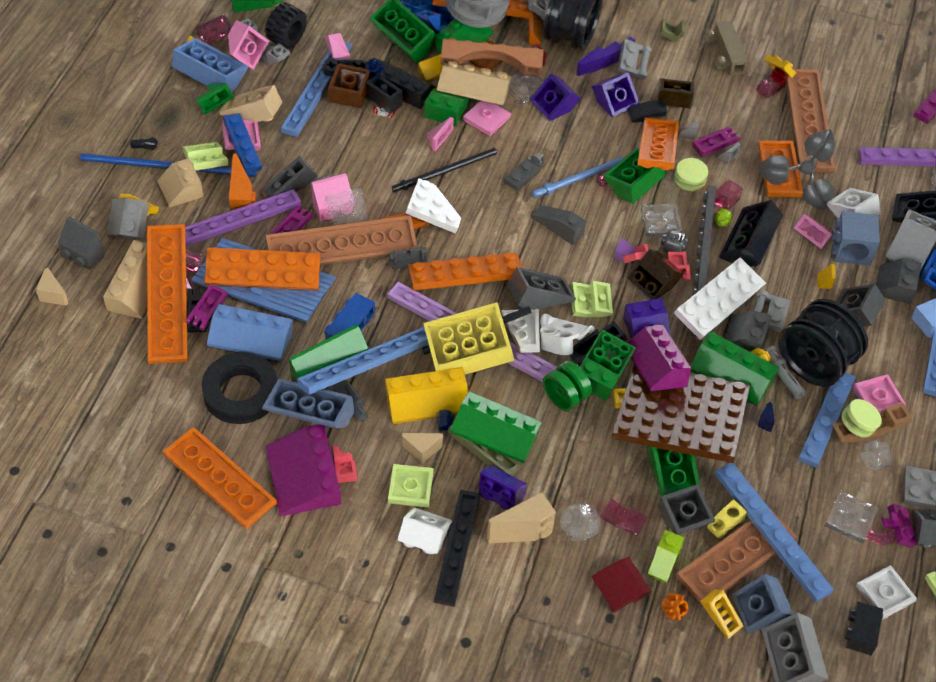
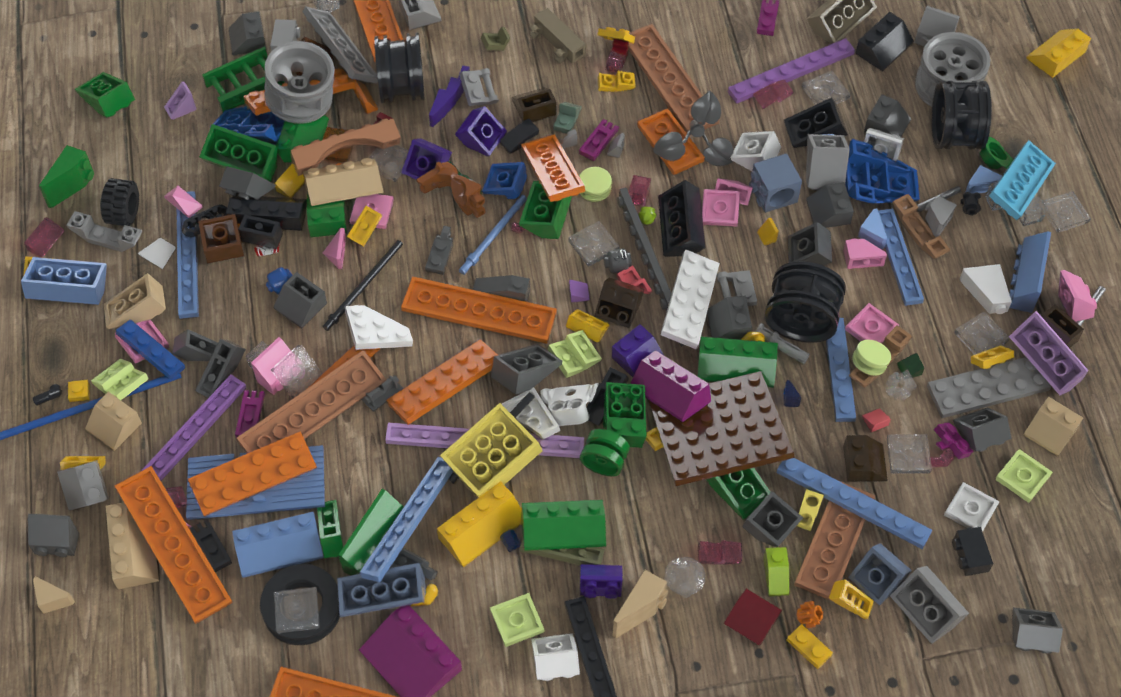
camera: 25 degrees left, 5 degrees up
(170, 151) = (78, 390): none -> yellow plate
(206, 306) = (222, 538): magenta hinge -> none
(215, 97) = (92, 312): green slope -> none
(231, 387) = (296, 610): none -> clear plate
(241, 189) = (177, 396): orange slope -> none
(246, 44) = (92, 241): bright pink slope -> none
(276, 155) = (193, 346): none -> dark grey slope
(295, 78) = (158, 252): none -> white sticker
(299, 339) = (330, 529): none -> green slope
(344, 466) = (445, 631): coral slope -> none
(345, 432) = (431, 593): none -> yellow arm
(356, 311) = (366, 483): blue brick -> none
(372, 63) = (234, 209): clear blue hose -> none
(377, 137) = (277, 279): none -> blue head
(384, 157) = (300, 300): none -> dark grey slope
(393, 52) = (244, 183): none -> dark grey slope
(422, 445) = (504, 576): tan slope -> none
(472, 124) = (364, 226): none -> yellow plate
(530, 230) = (479, 309): none -> orange plate
(572, 128) = (464, 190): none -> dark orange hips
(615, 139) = (506, 179): none -> blue slope
(619, 284) = (592, 327): none -> yellow slope
(640, 252) = (595, 287): coral slope -> none
(659, 635) = (809, 646): none -> yellow plate
(699, 113) = (567, 117): none -> sand green slope
(761, 105) = (612, 83): none -> yellow slope
(794, 239) = (720, 207): none -> bright pink plate
(806, 502) = (864, 459): none -> dark brown slope
(837, 475) = (876, 420): none -> coral slope
(898, 445) = (912, 364): none -> dark green slope
(903, 167) = (776, 91): none -> clear pink slope
(906, 332) = (862, 254): none -> bright pink slope

